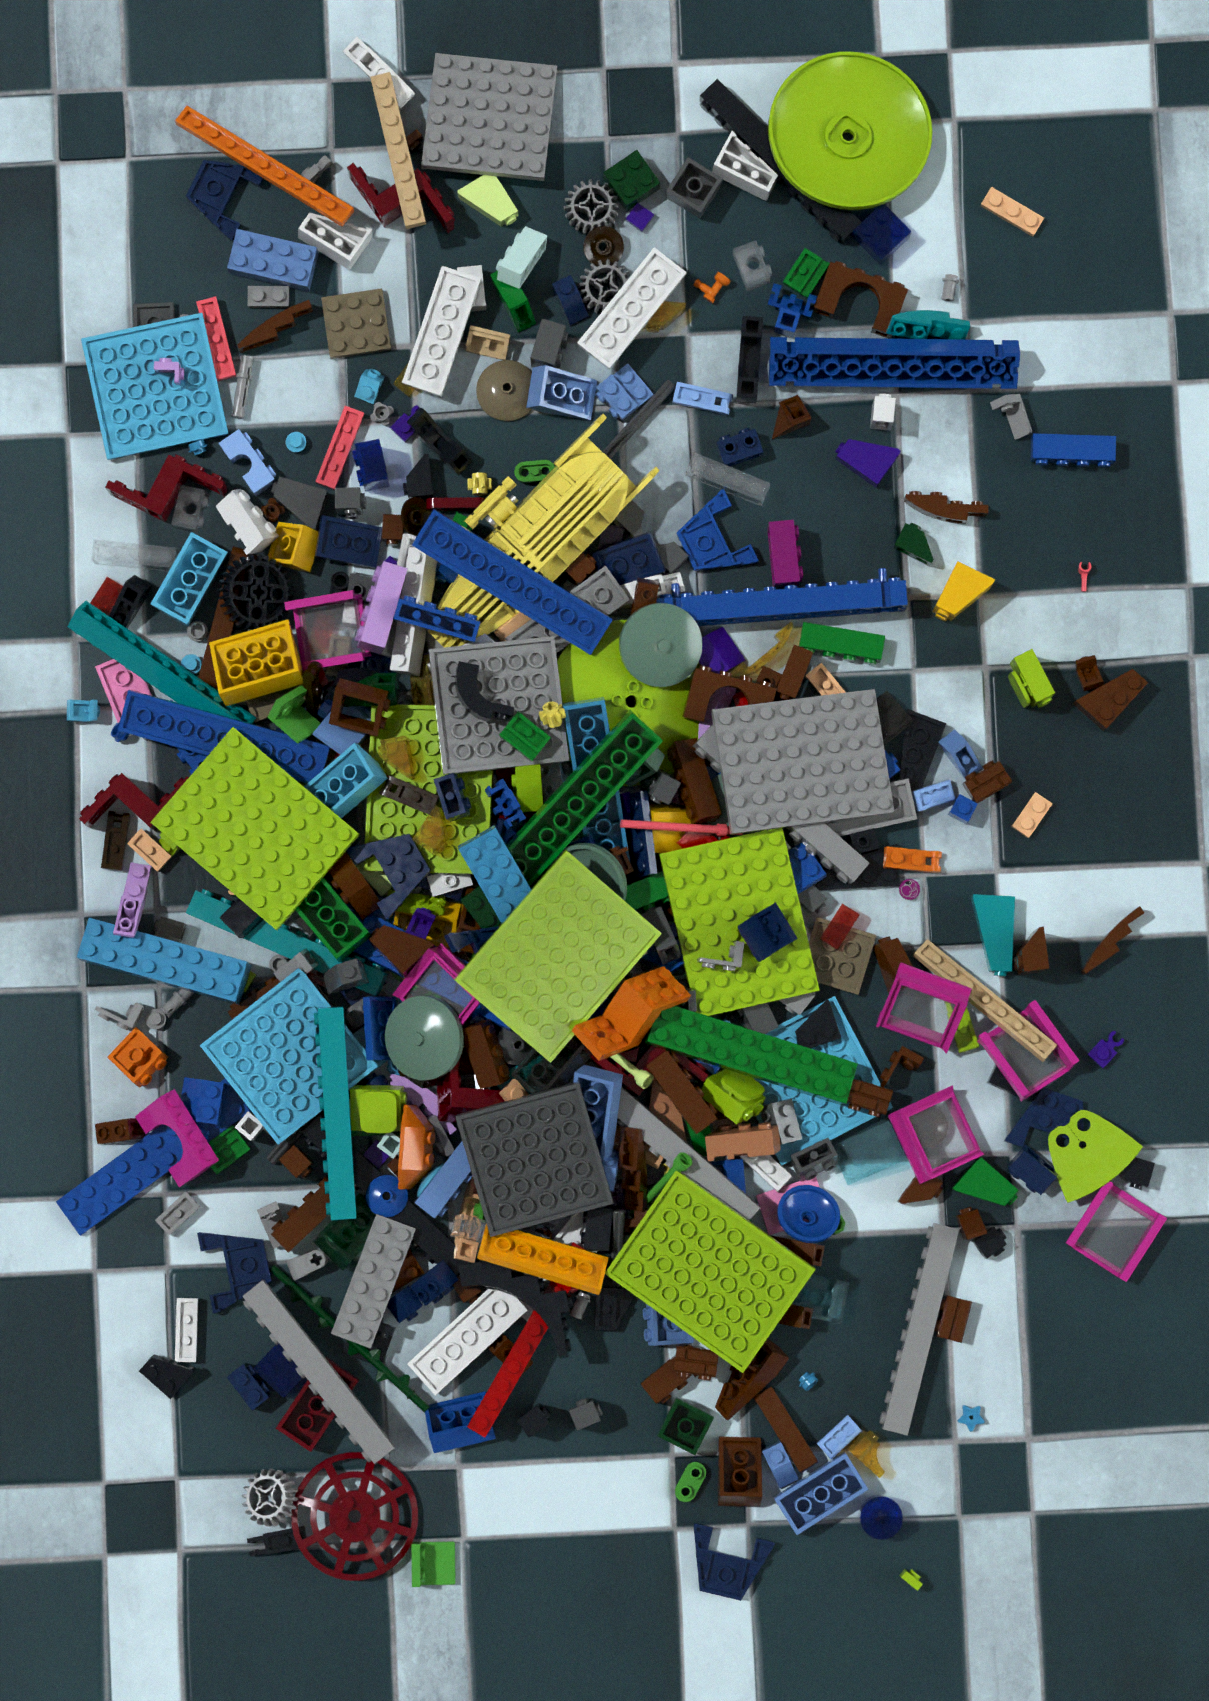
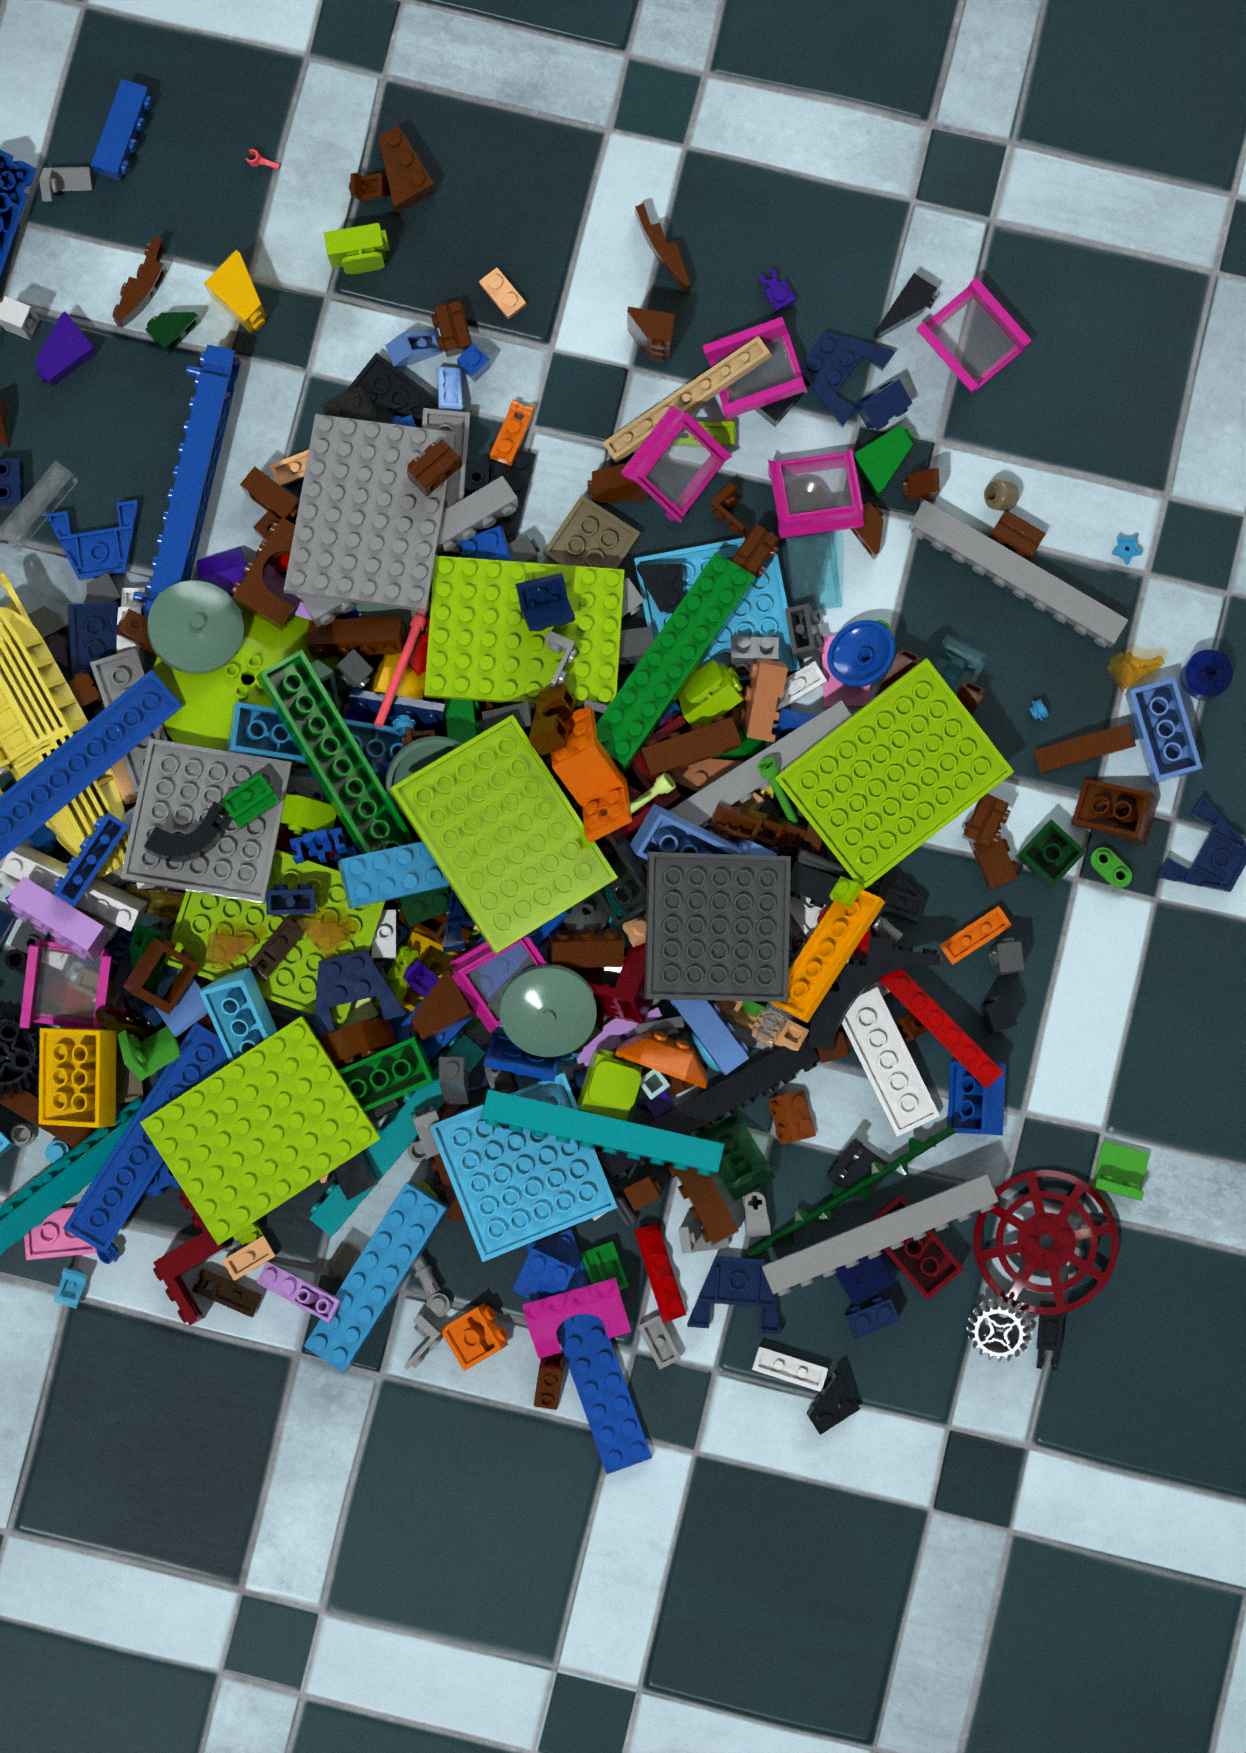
camera: 70 degrees left, 0 degrees up
(235, 1197) = (660, 1272): none -> red plate
(249, 1126) = (587, 1233): white brick -> none
(373, 1281) = (797, 1145): light grey plate -> none
(382, 1207) = (705, 1117): blue dish -> none
(404, 1305) = (832, 1121): dark blue brick -> none
(434, 1283) = (819, 1080): dark blue brick -> none
(552, 714) = (235, 763): light yellow gear -> none
(597, 1381) = (975, 935): none -> orange plate
(598, 1259) = (845, 892): none -> lime plate
(629, 842) = (401, 722): none -> dark azure plate
(657, 966) = (547, 729): none -> reddish brown arch
(662, 1331) = (940, 848): medium blue plate -> none
(744, 1386) = (1026, 781): reddish brown wedge -> none
(780, 1464) = (1118, 766): medium blue slope -> none
(781, 637) = (229, 500): clear yellow slope -> none
(784, 553) = (137, 468): magenta brick -> none
(839, 926) = (561, 530): clear red plate -> none
(839, 1437) = (1108, 694): light blue plate -> none
(842, 642) = (254, 436): green brick -> none
(855, 803) = (433, 467): none -> reddish brown brick
(909, 889) = (543, 446): magenta tile -> none
(984, 1294) = (1001, 495): none -> dark tan head
(991, 1243) = (949, 471): black brick -> none
(996, 929) = (615, 366): teal slope -> none
(1103, 1158) = (898, 337): lime piece -> none

